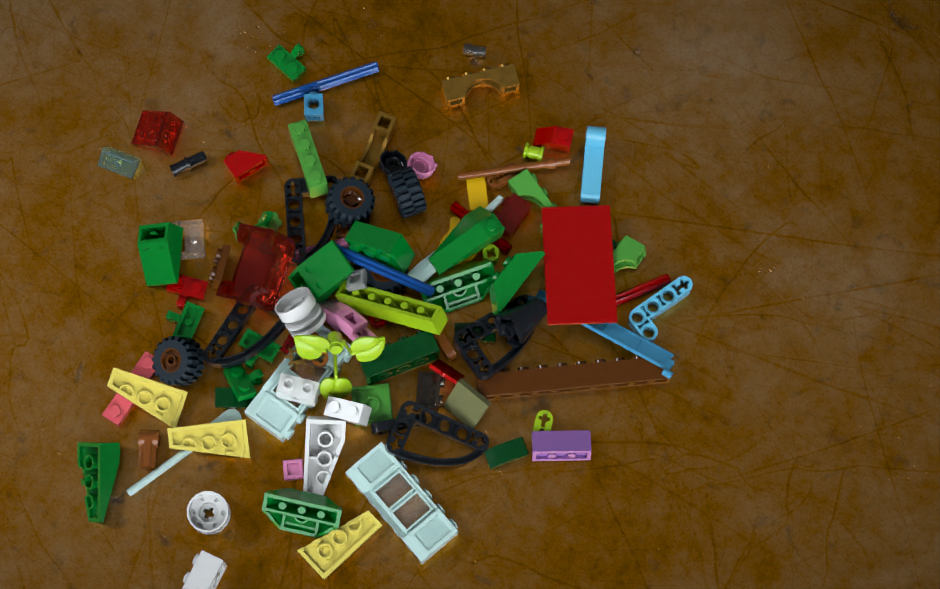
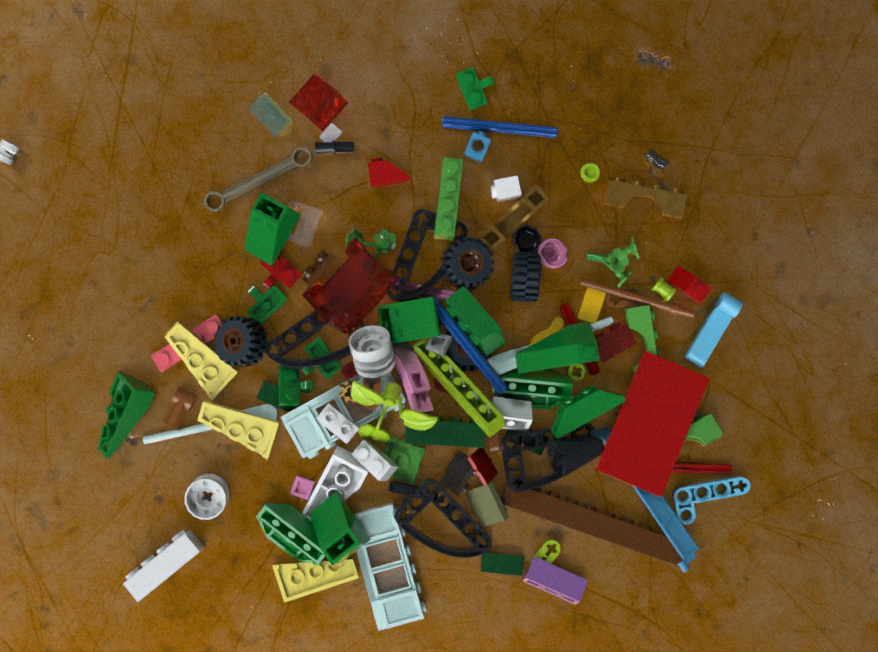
camera: 25 degrees right, 15 degrees up
(132, 219) = (258, 179): none -> dark tan piece
(179, 154) = (330, 134): none -> white sticker
(342, 485) = (337, 529): none -> green slope
(355, 127) = (506, 189): none -> white brick
(422, 86) = (590, 172): none -> lime tile
(458, 314) = (516, 413): none -> white brick
(480, 140) = (617, 260): none -> bright green plant

